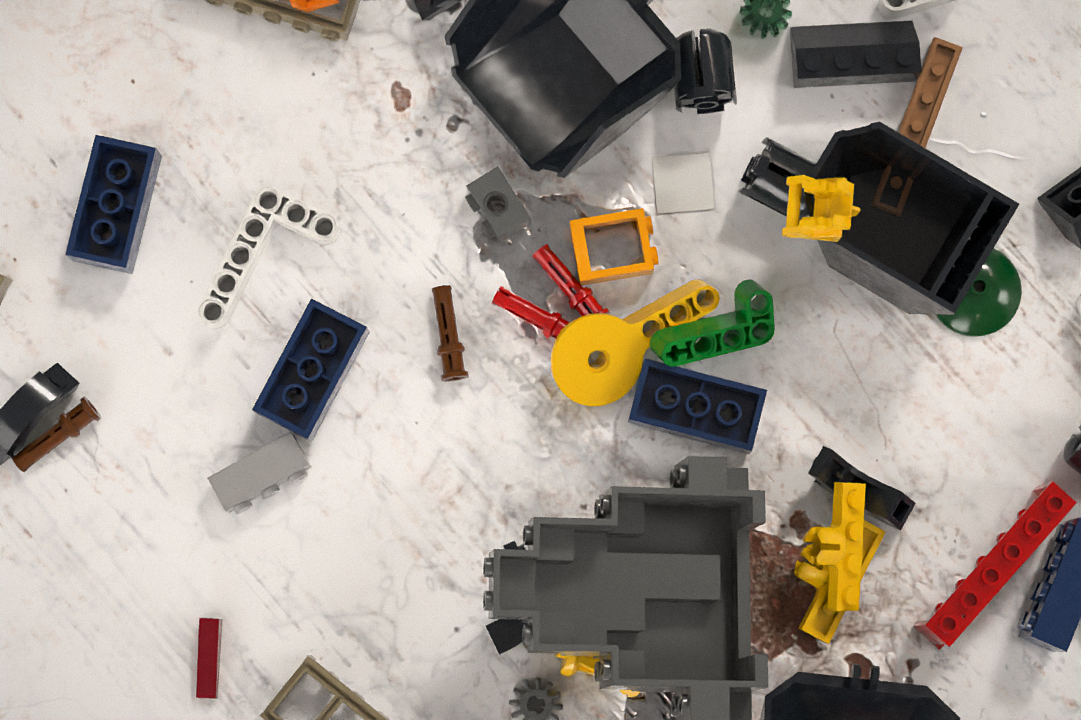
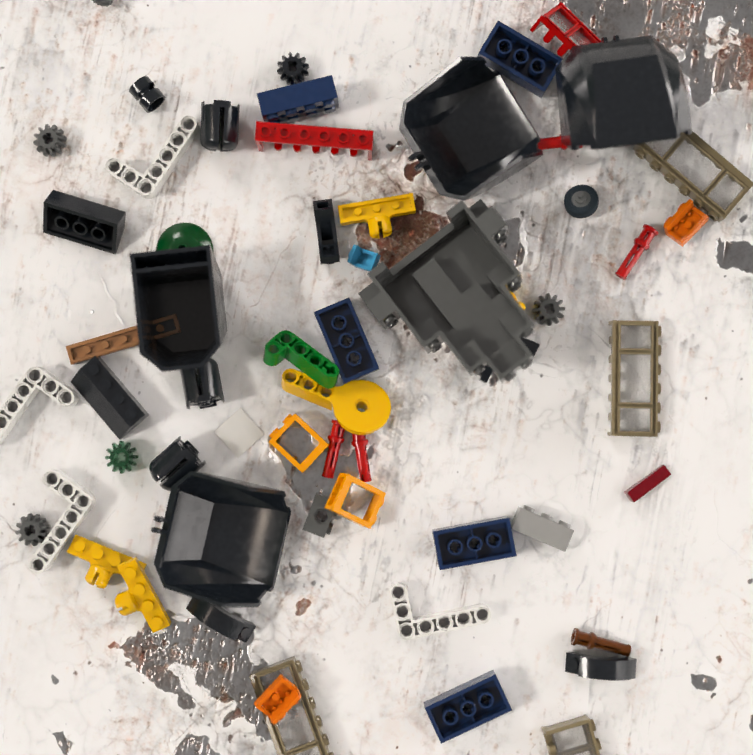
camera: 130 degrees left, 5 degrees up
(450, 347) = (410, 482): reddish brown pin -> none
(508, 246) = (339, 493): none -> light orange window
(789, 511) = (363, 258): none -> dark azure bracket
(831, 208) = (203, 343): yellow piece -> none
(841, 546) = (362, 220): yellow plate -> none

